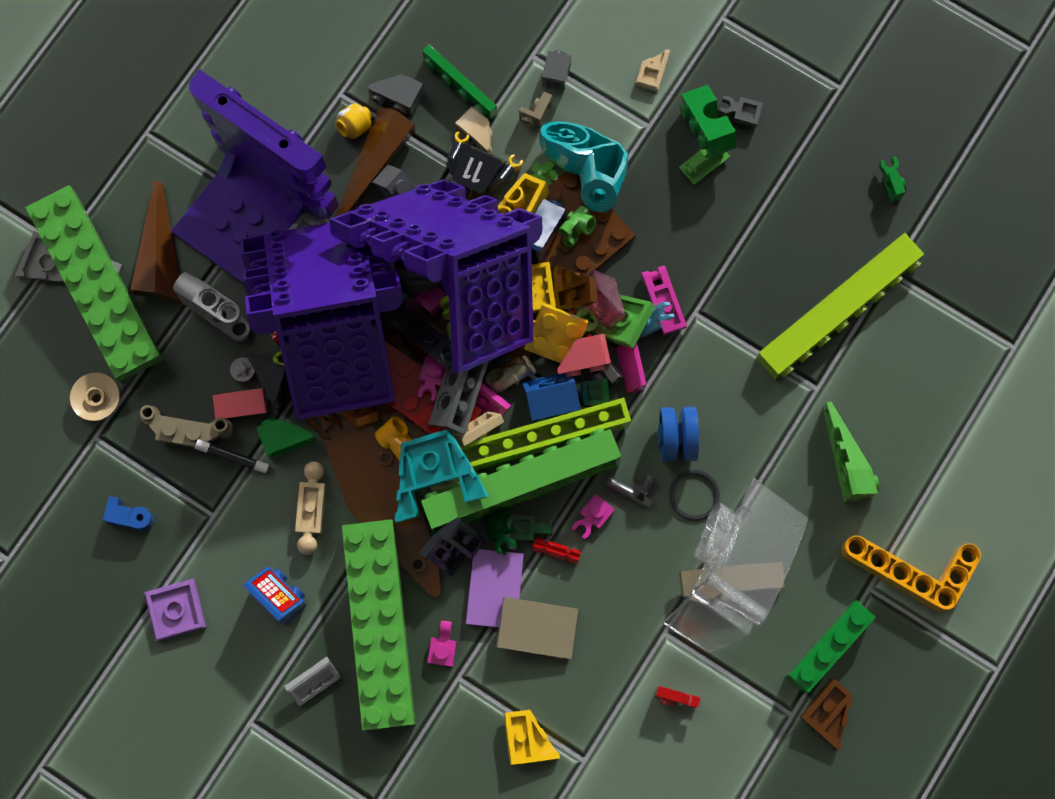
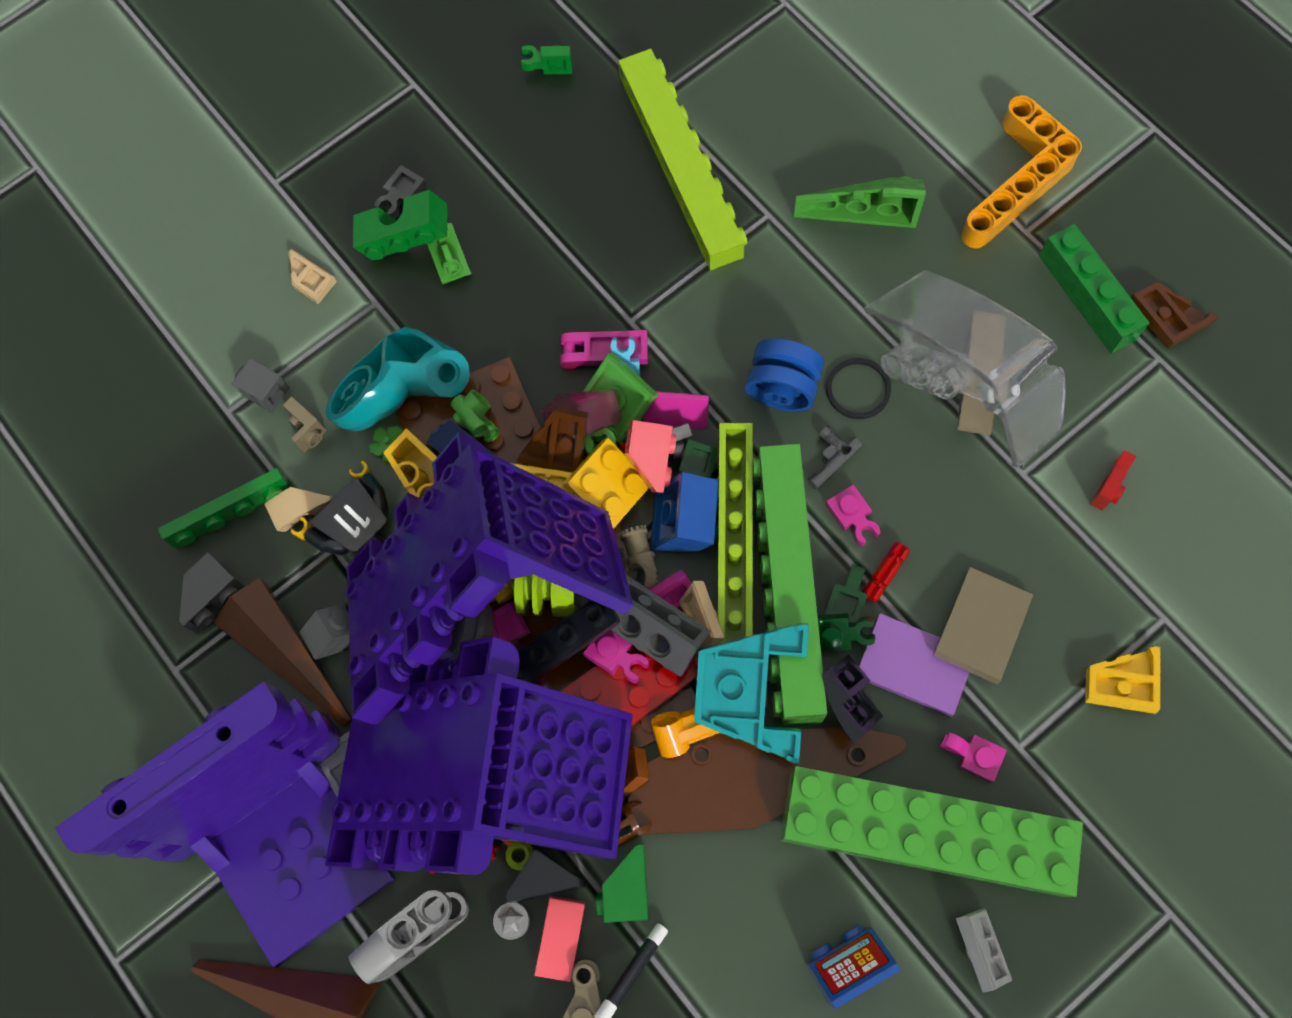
camera: 65 degrees left, 5 degrees down
(310, 508) = (738, 881): tan plate -> none
(353, 121) = (220, 660): yellow head -> none

